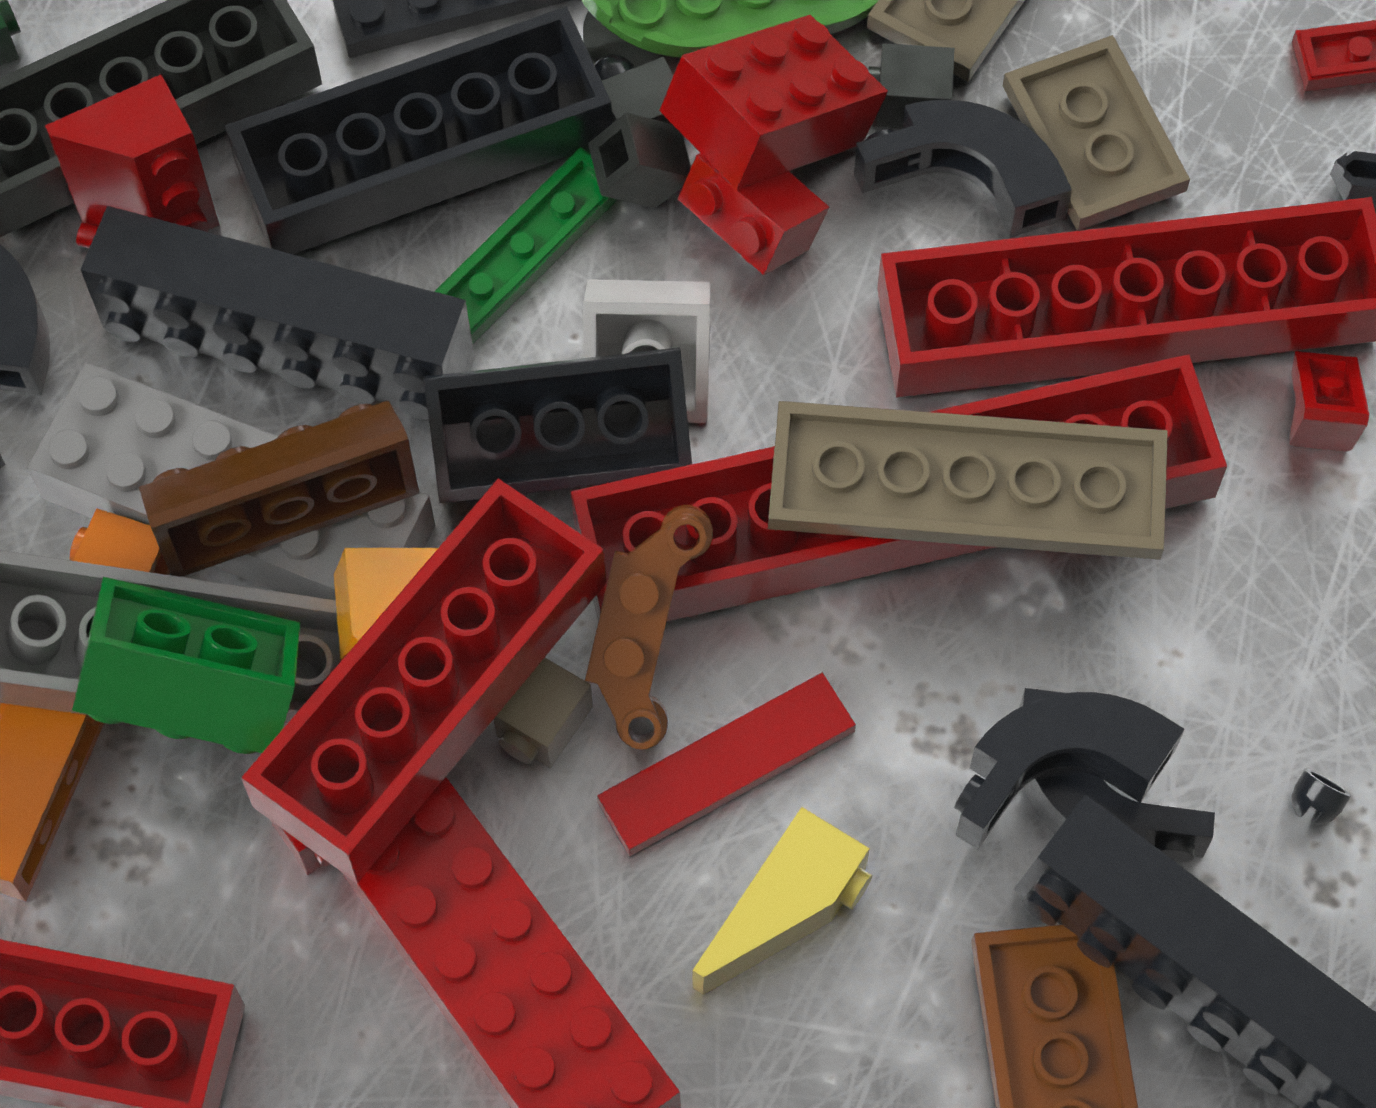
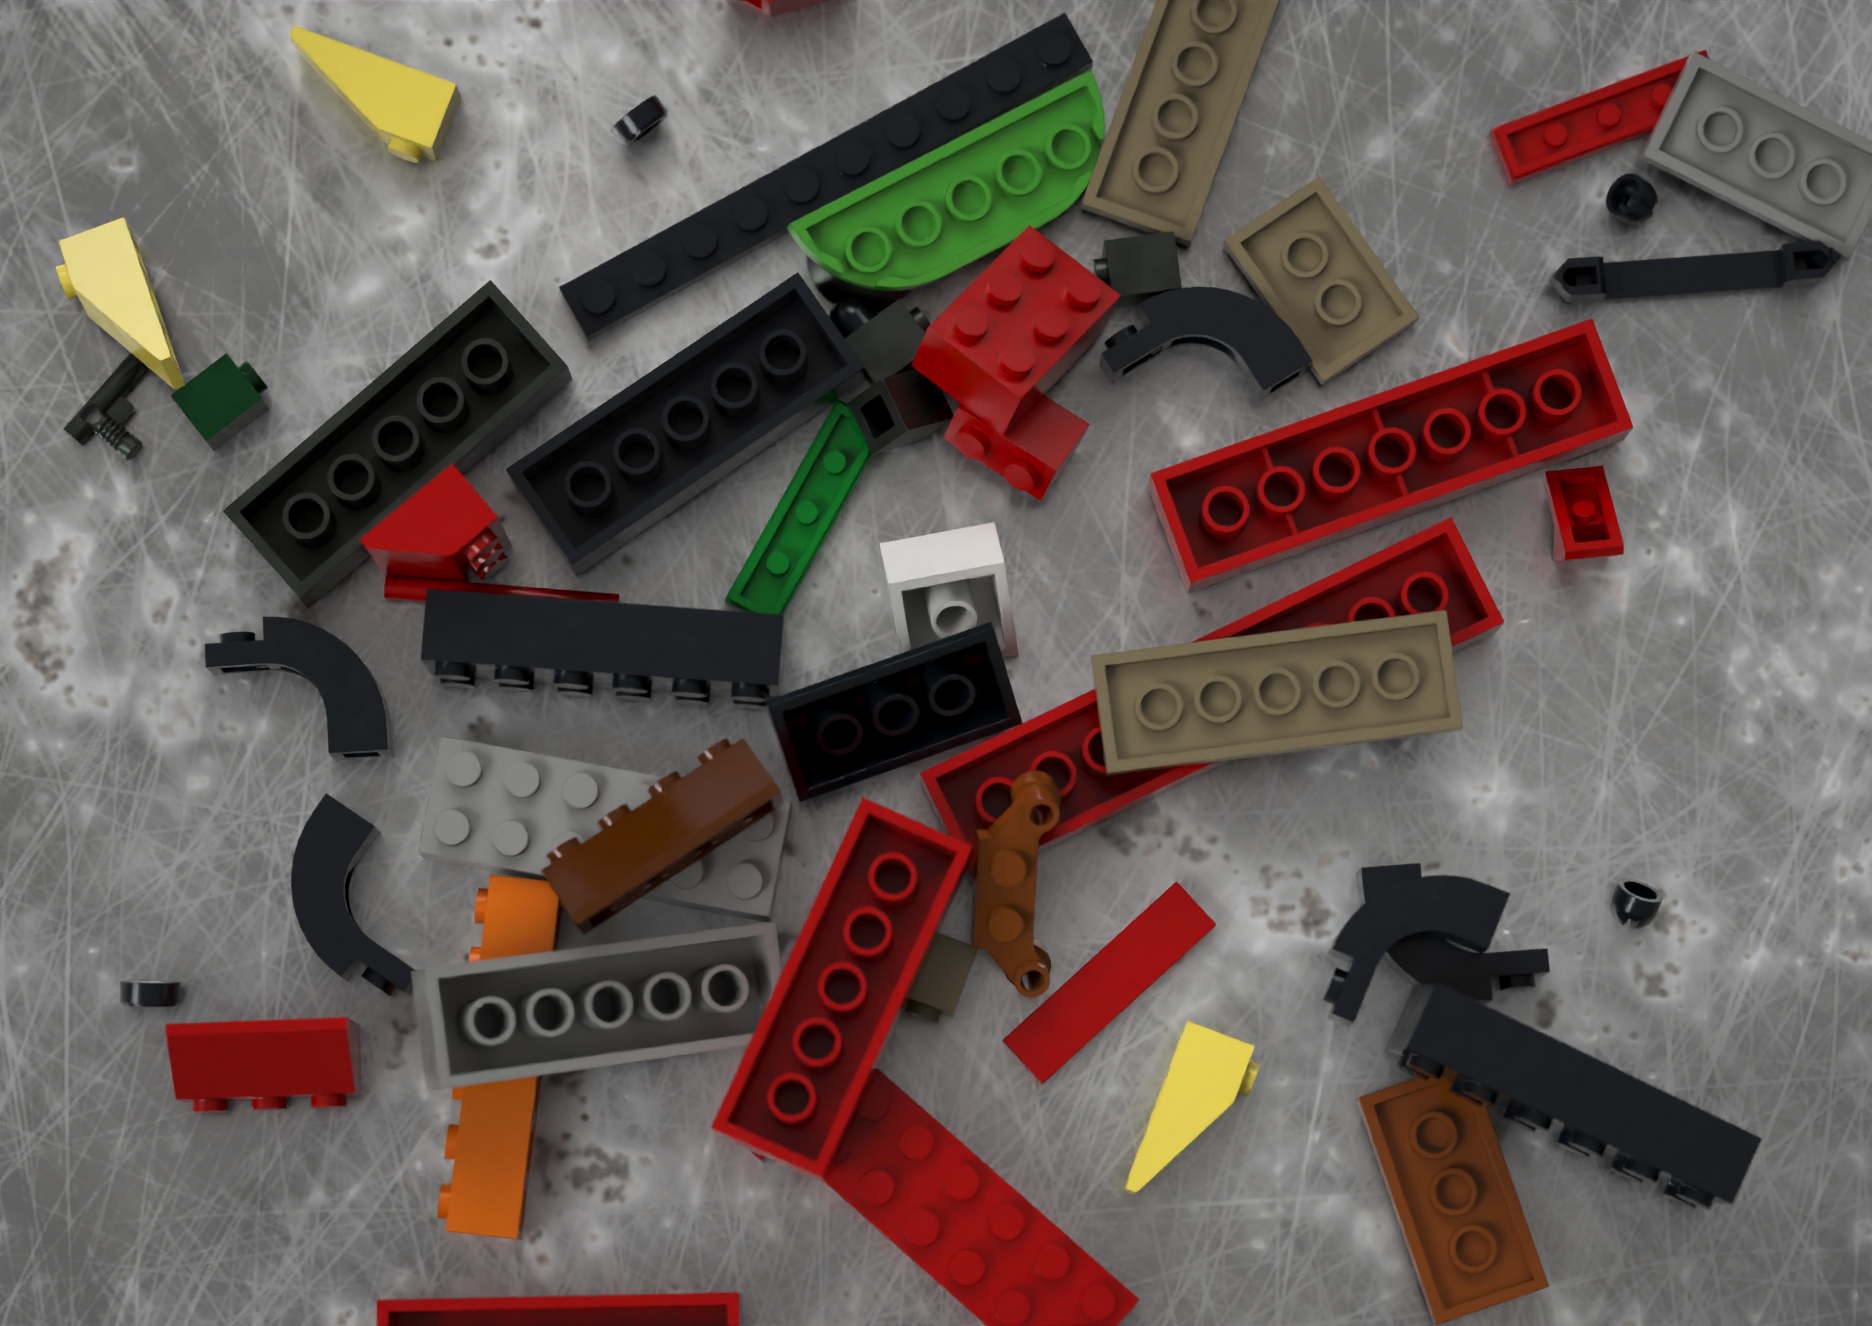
camera: 15 degrees left, 15 degrees up
(187, 667) = (634, 1030): green slope -> none
(368, 583) = (772, 919): light orange slope -> none

